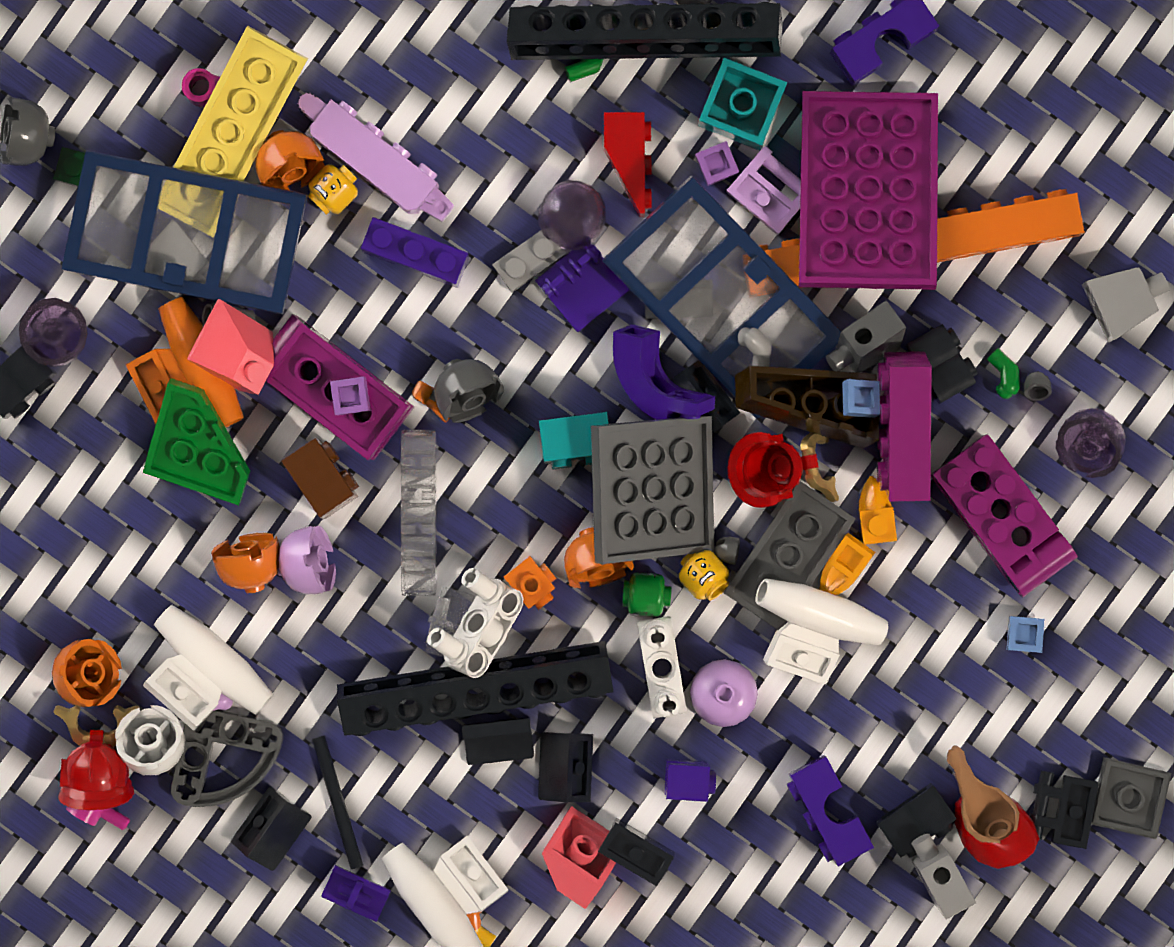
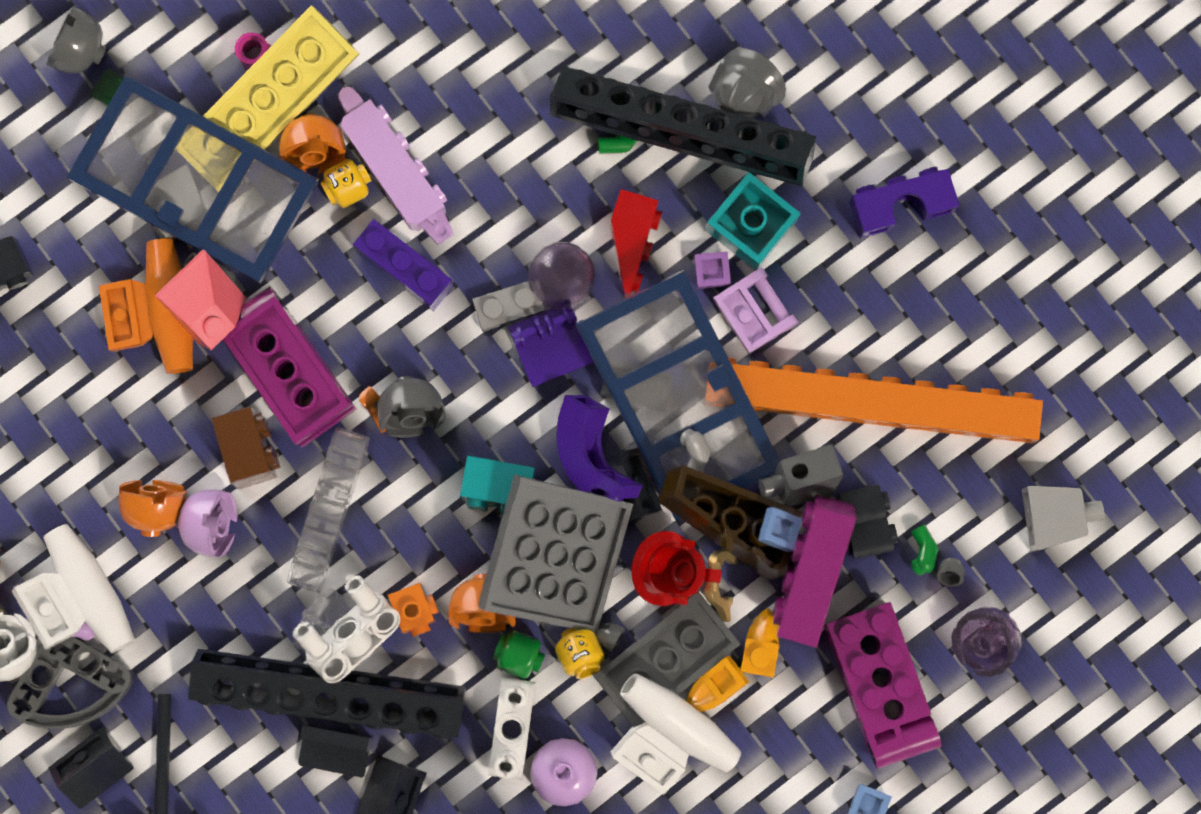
camera: 10 degrees right, 5 degrees down
(53, 332) = (39, 233): clear purple cylinder -> none
(195, 447) = (137, 381): green plate -> none
(350, 396) = (296, 377): medium lavender plate -> none
(869, 190) = (847, 338): magenta plate -> none

